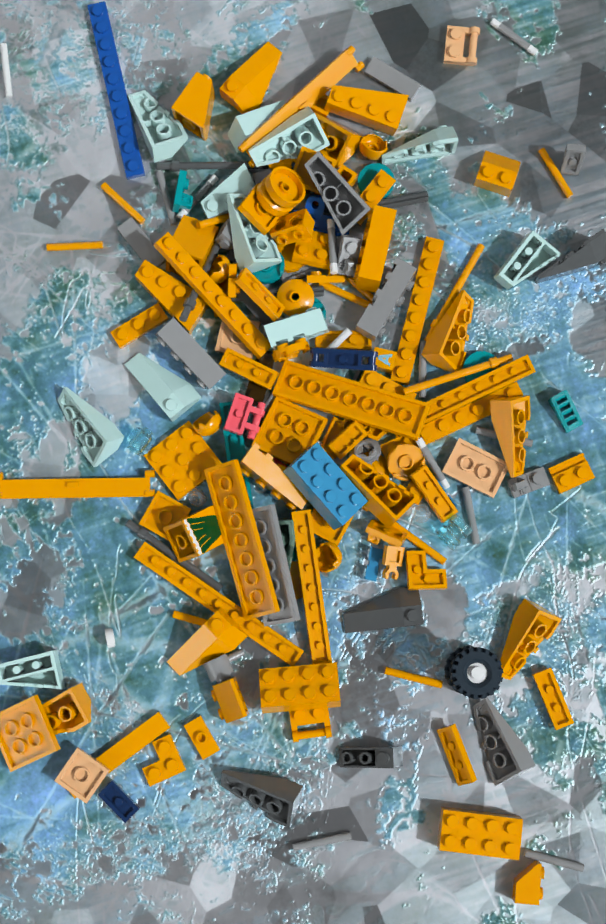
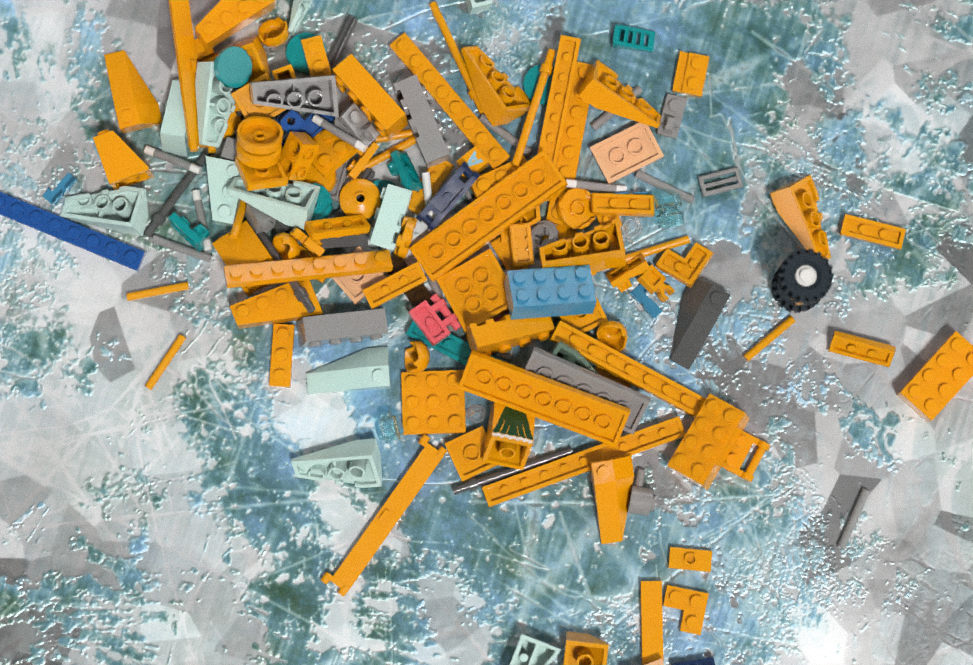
camera: 55 degrees left, 0 degrees up
(110, 638) = (545, 578): white tile -> none
(140, 242) = (207, 301): light grey tile -> none
(152, 83) = (58, 193): none -> dark azure piece
(188, 618) = (578, 496): light orange bar -> none
(226, 144) = (173, 159): none -> light grey bar
(230, 700) = (676, 510): light orange slope -> none
(271, 794) = (784, 532): dark grey wedge -> none
(323, 132) = (233, 67): none -> teal tile
(342, 312) = (402, 166): none -> teal hinge
(371, 757) = (811, 424): dark grey slope -> none
(500, 560) = (703, 187): none -> light grey tile
(503, 748) = (884, 304): light grey wedge -> none

